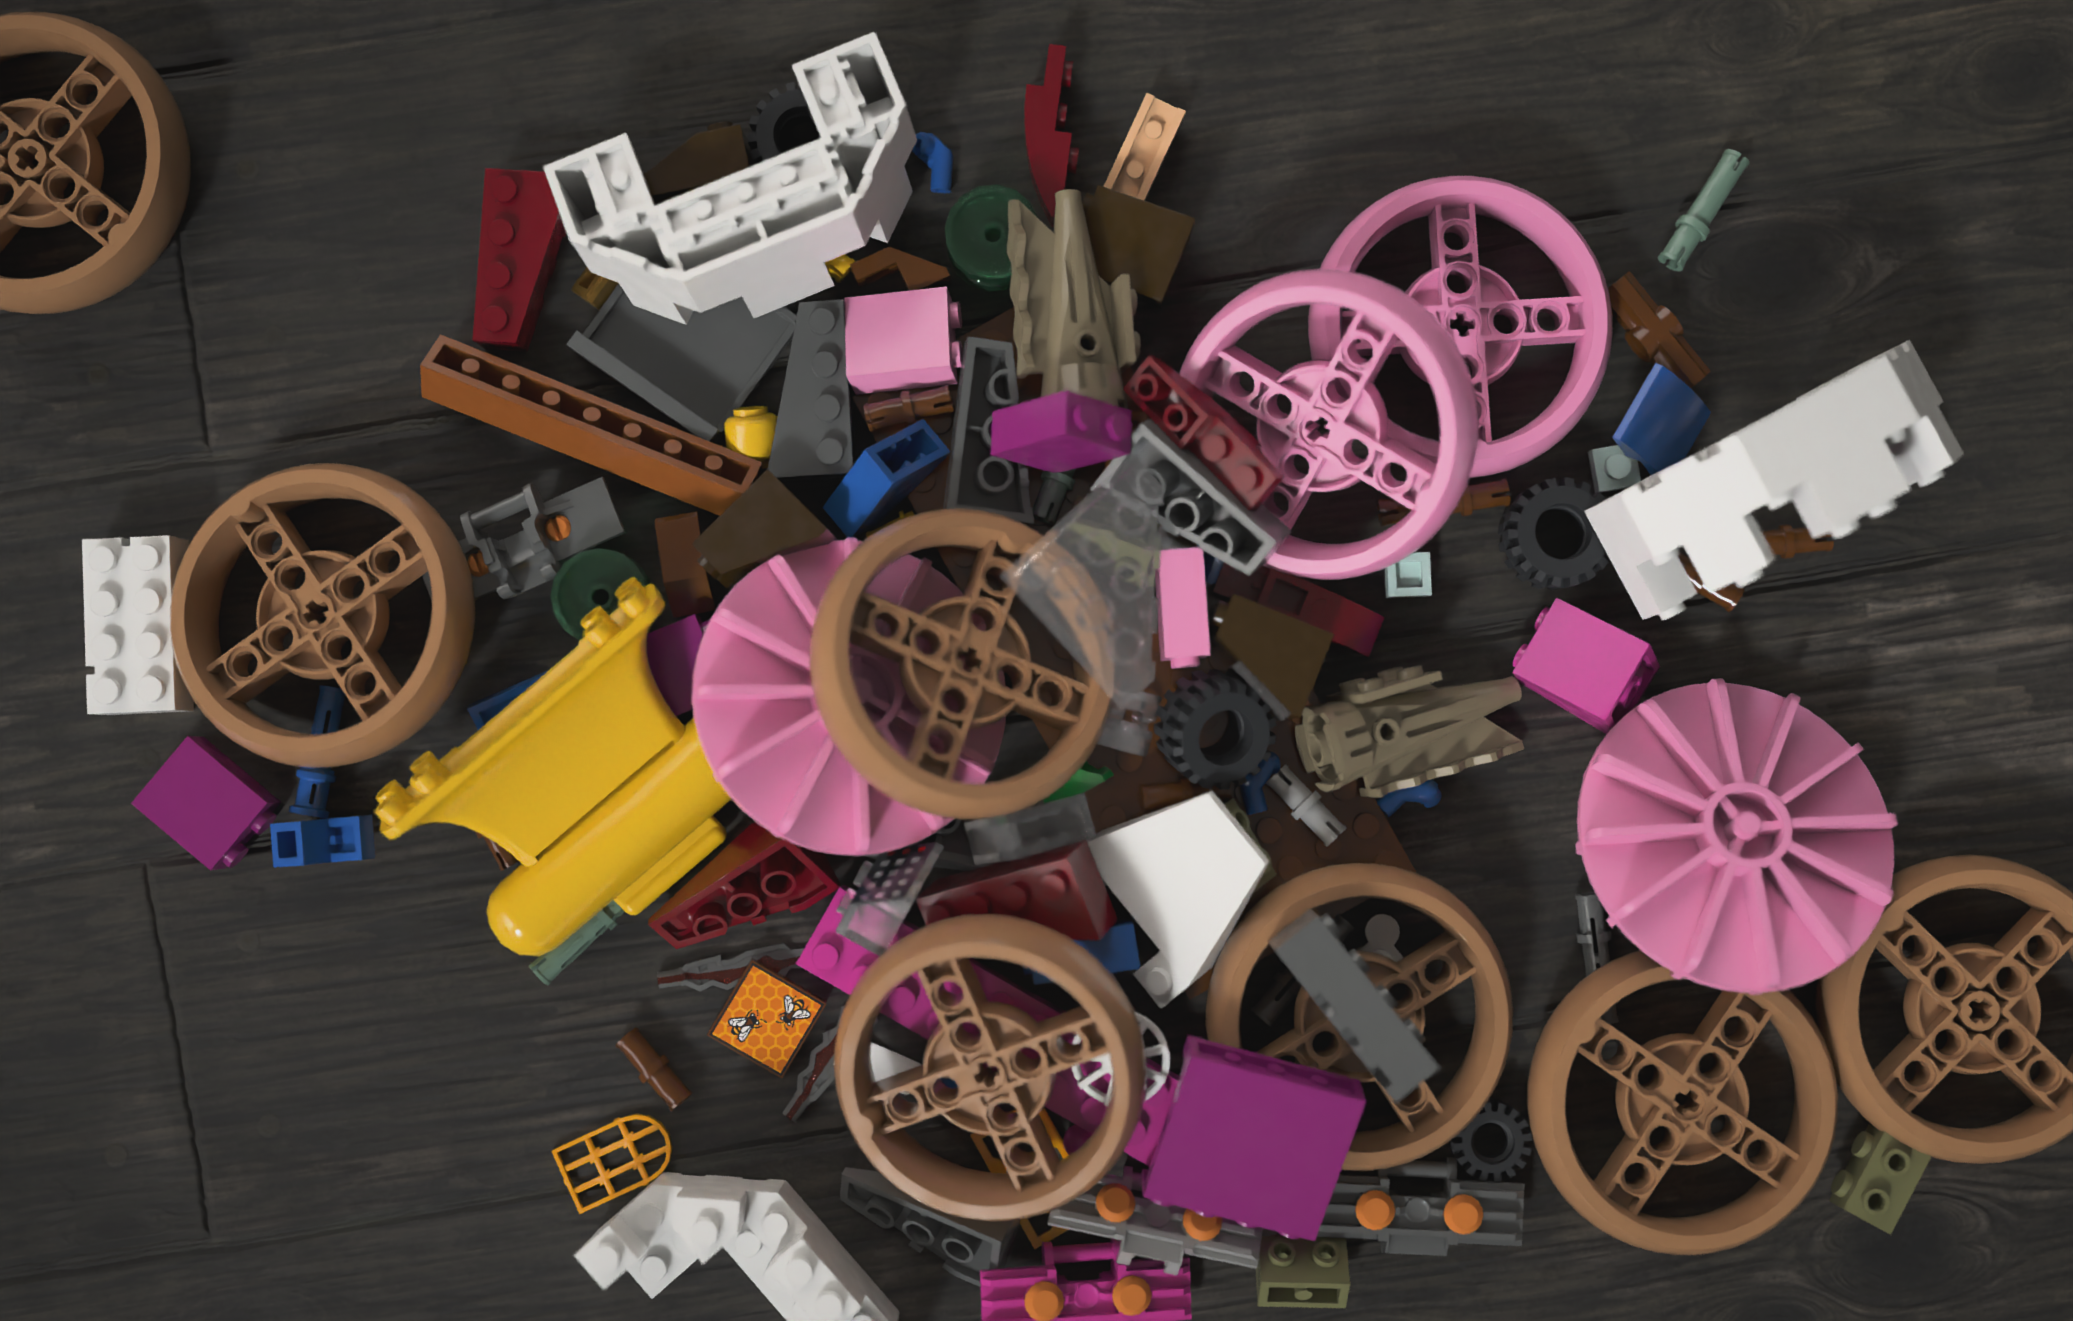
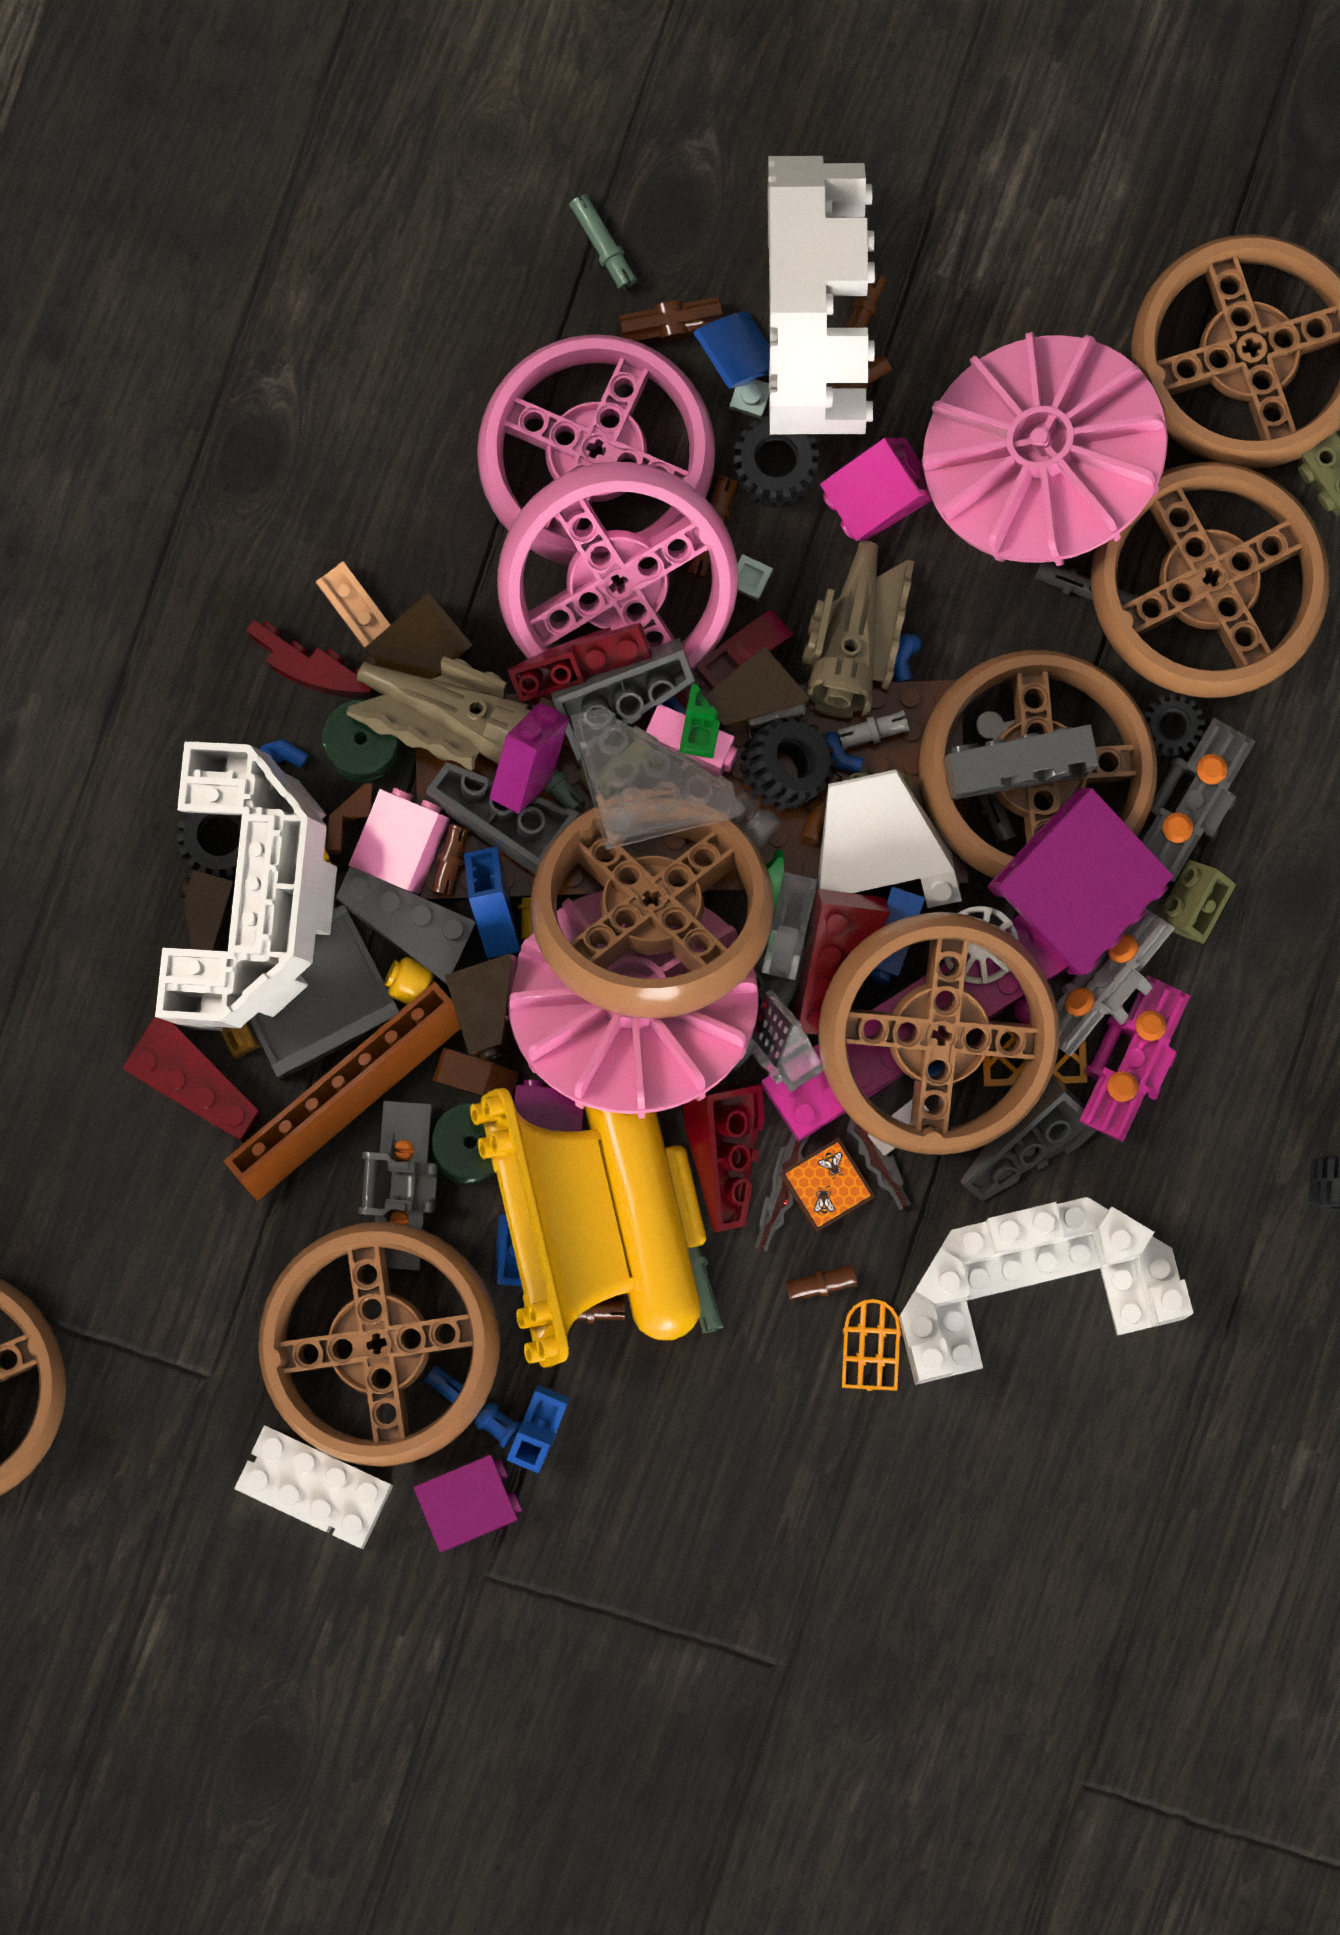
camera: 60 degrees left, 5 degrees down
(1199, 609) = (700, 726): none -> green slope

